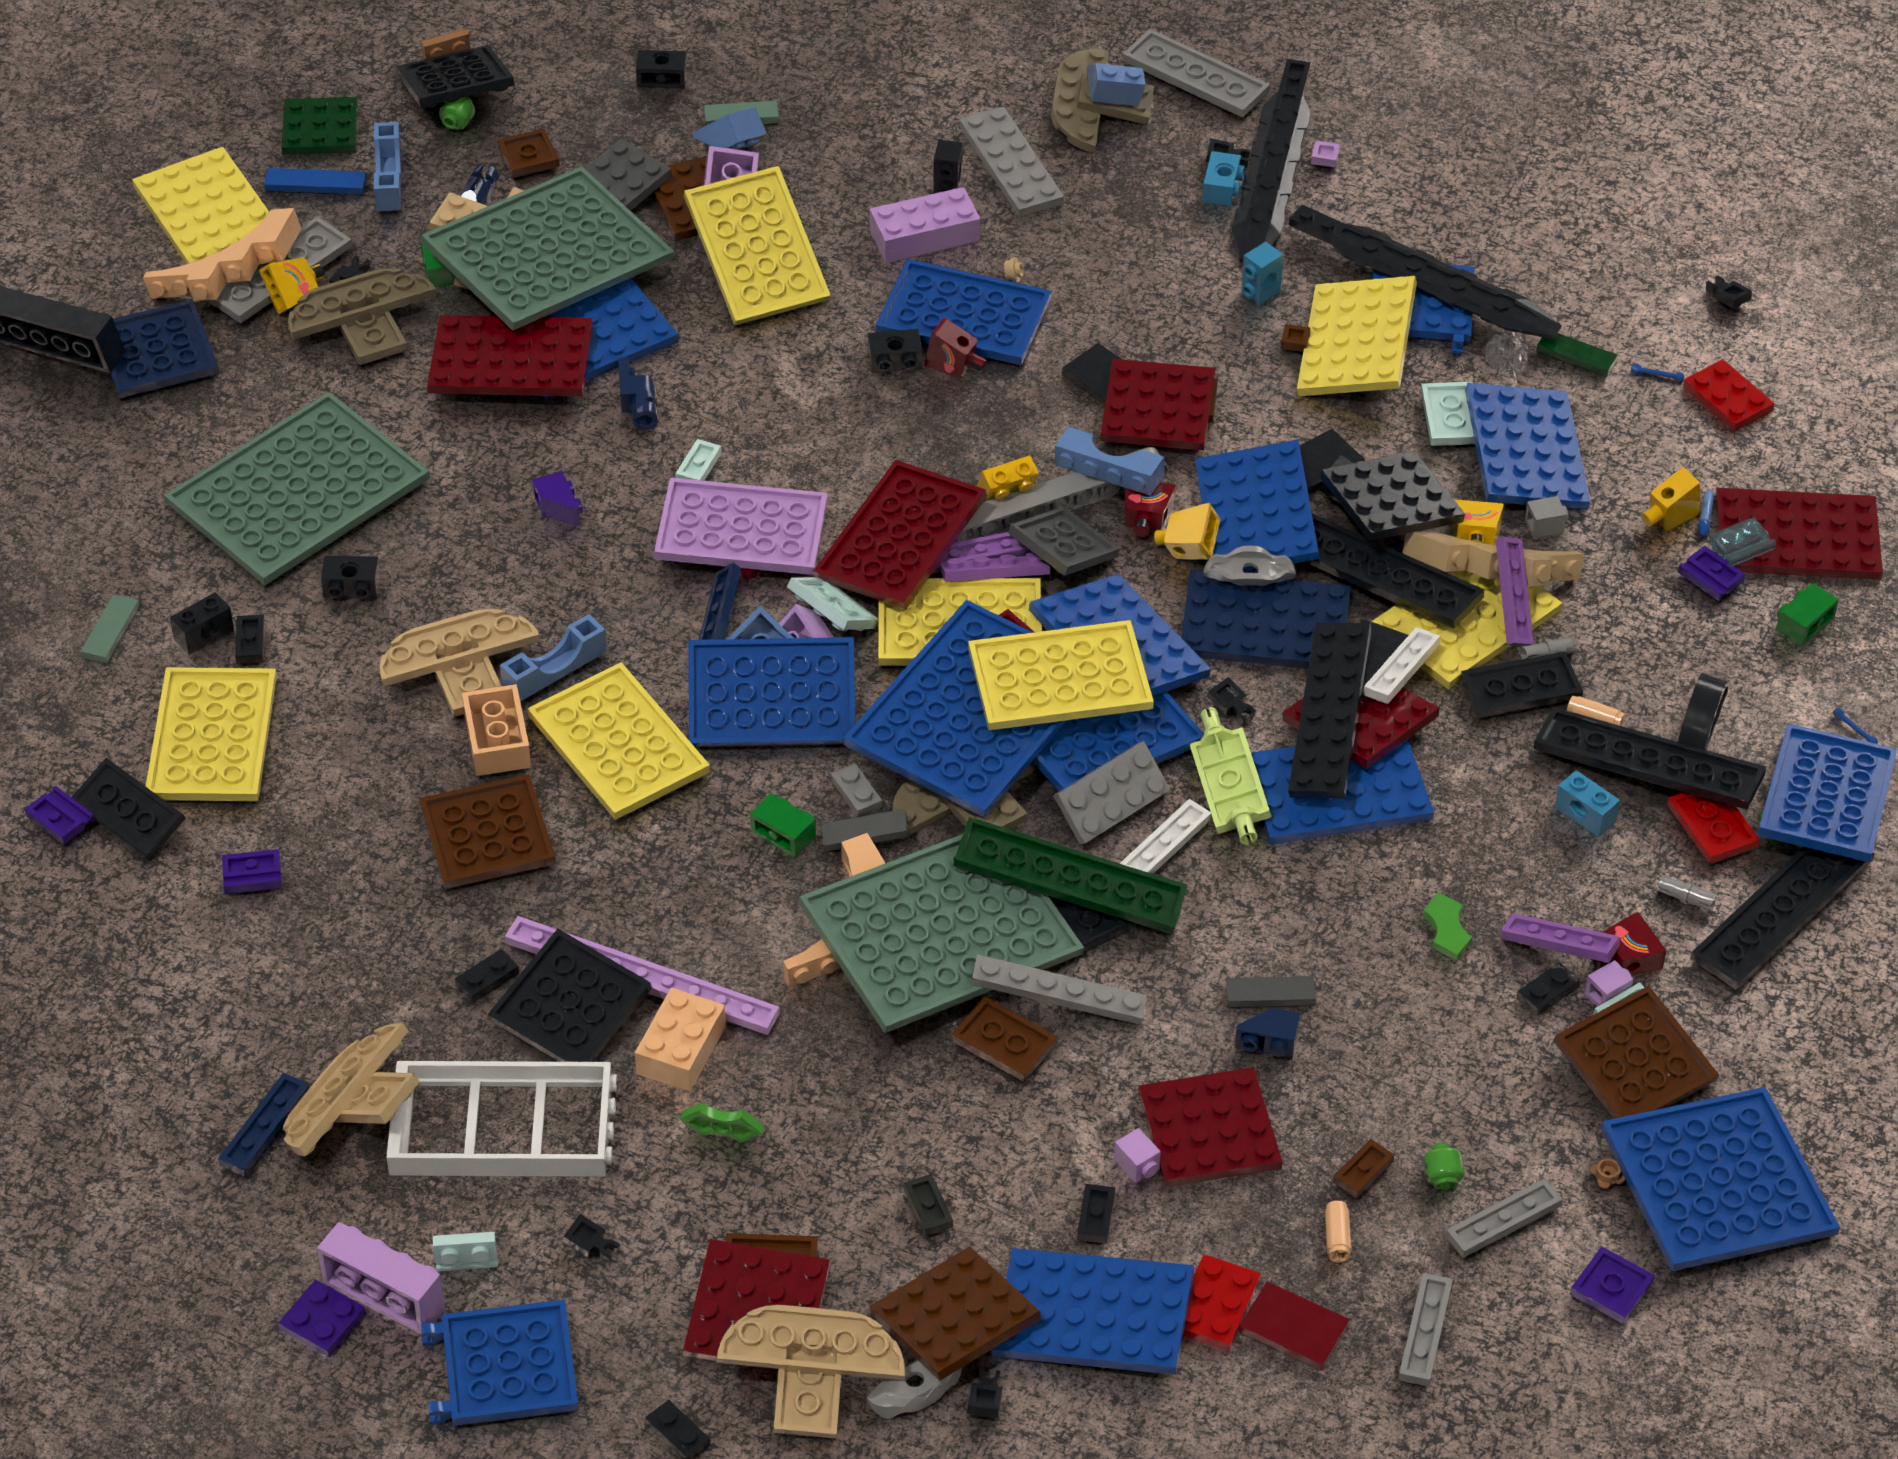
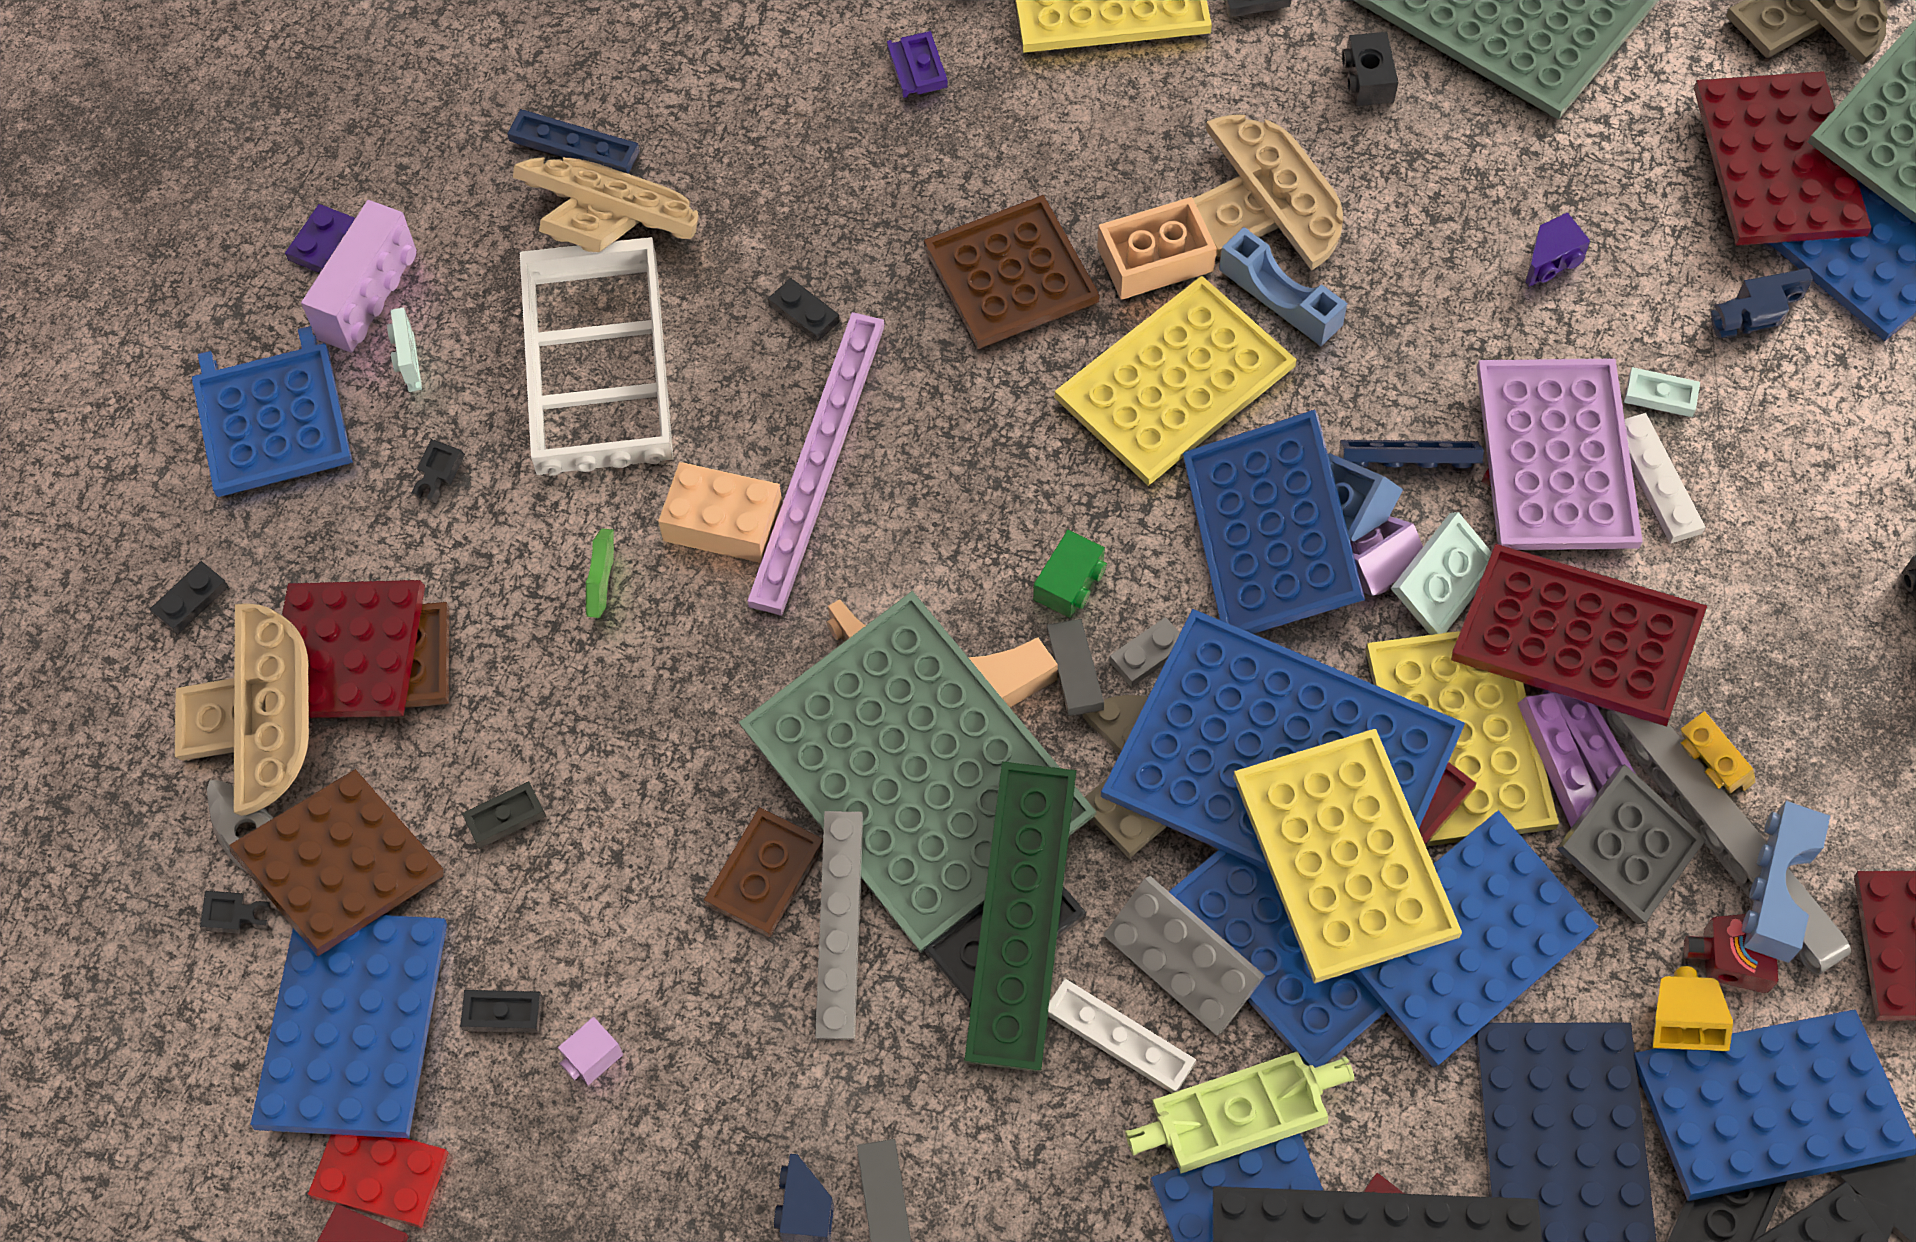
camera: 85 degrees right, 15 degrees up
(569, 1000) = (761, 391): black plate -> none
(793, 477) = (1661, 481): none -> white plate
(1210, 1127) = (653, 1142): dark red plate -> none
(1229, 698) = (1397, 1098): black plate -> none
(1231, 565) = (1648, 1132): light grey piece -> none

